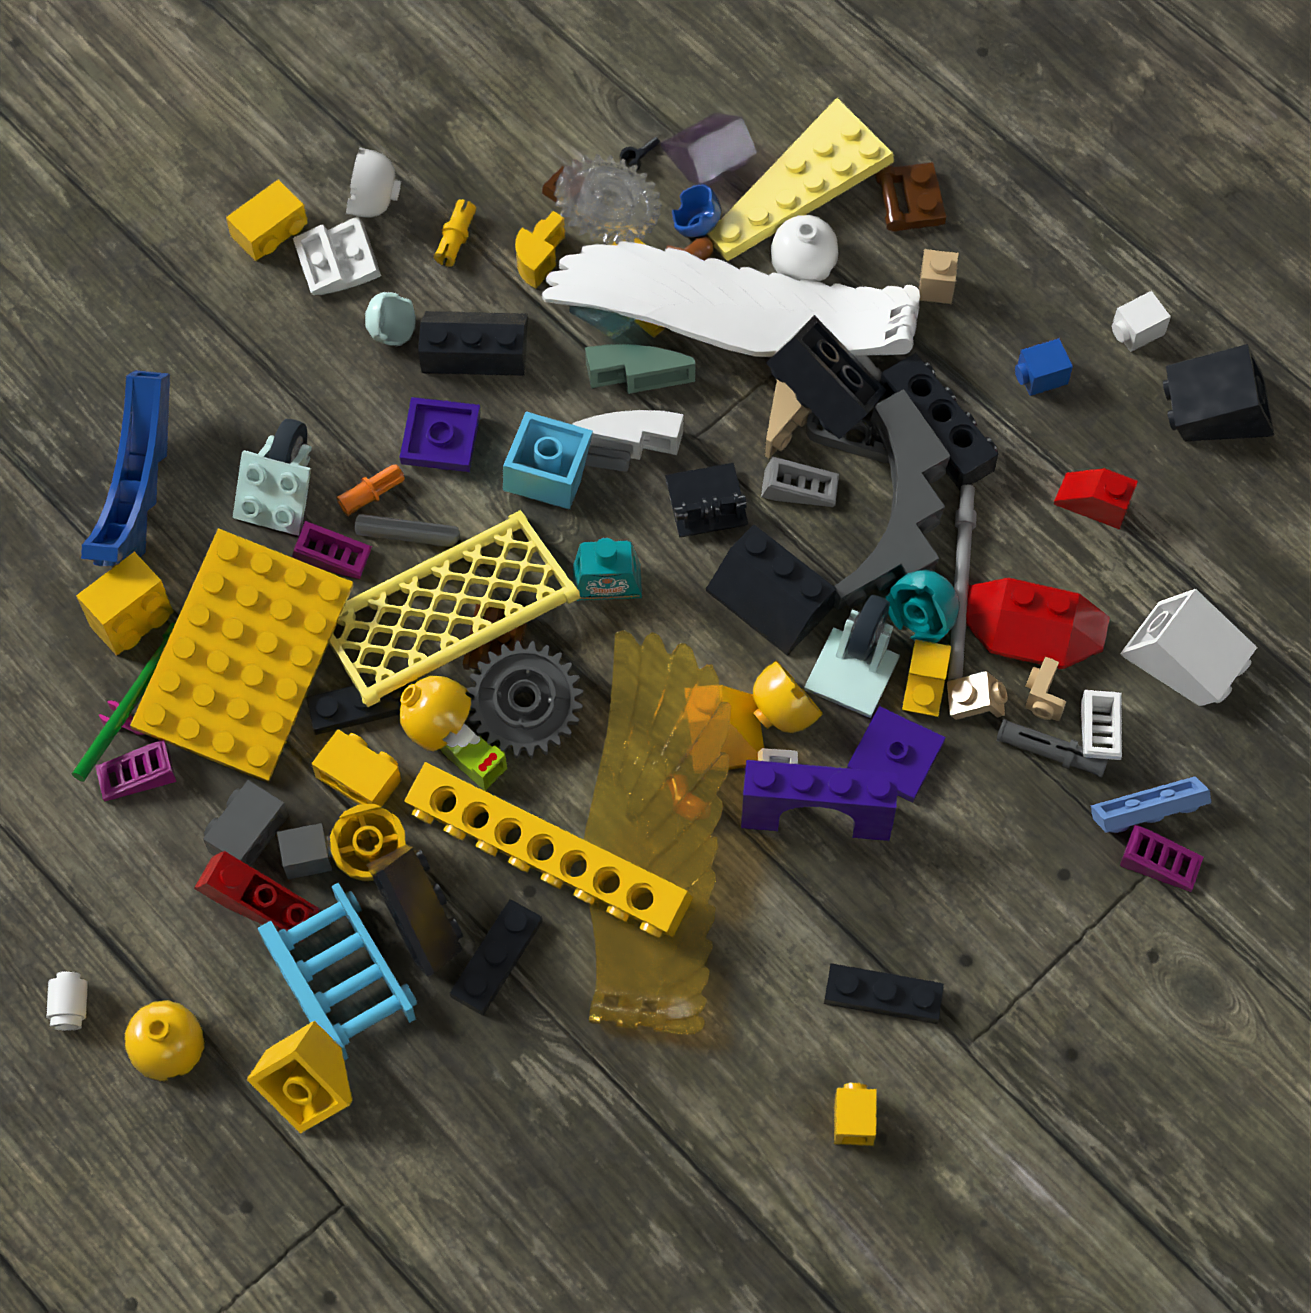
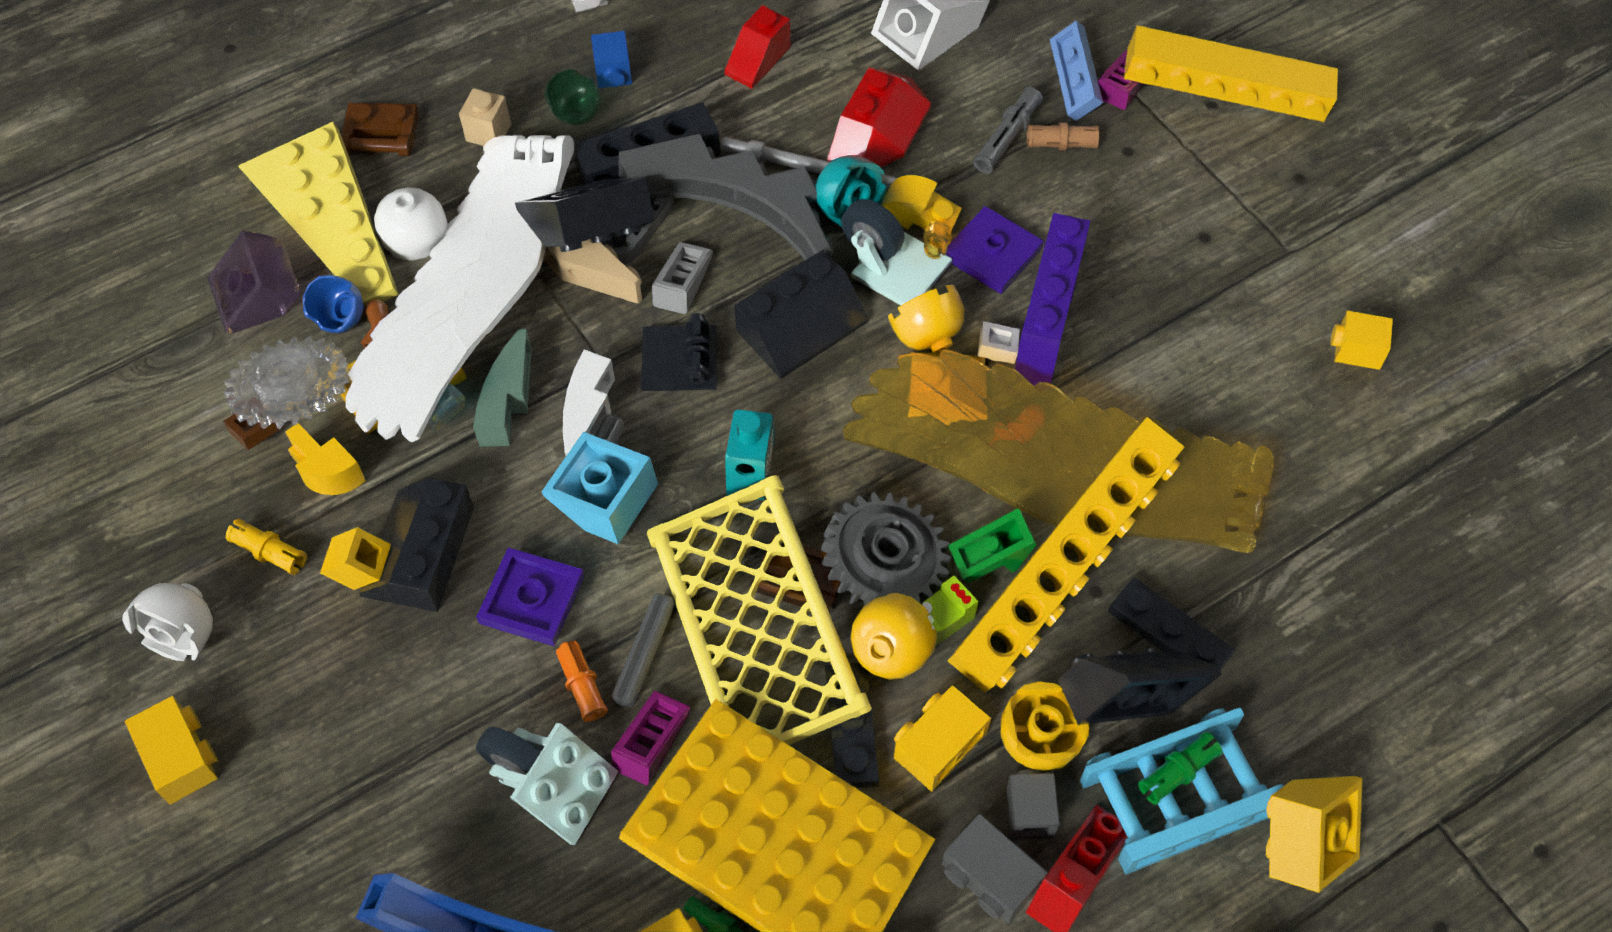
camera: 80 degrees left, 5 degrees down
(336, 257) = (250, 680): white slope -> none
(347, 960) = (1180, 768): none -> green pin
(390, 319) = (363, 626): light aqua hair -> none
(446, 295) = (355, 558): none -> yellow brick
(541, 783) = (996, 544): none -> green slope
(638, 154) = (231, 352): black hand -> none
(884, 993) = (1236, 302): black plate -> none
(891, 696) = (937, 238): none -> clear yellow pin
(976, 695) = (948, 171): tan bracket -> none
(982, 342) = (572, 97): none -> clear green hair
(1039, 701) = (950, 124): tan bracket -> none
(1059, 803) = (1062, 136): none -> medium nougat pin
(1102, 702) = (984, 86): white slope -> none
(1178, 959) = (1231, 73): none -> yellow brick

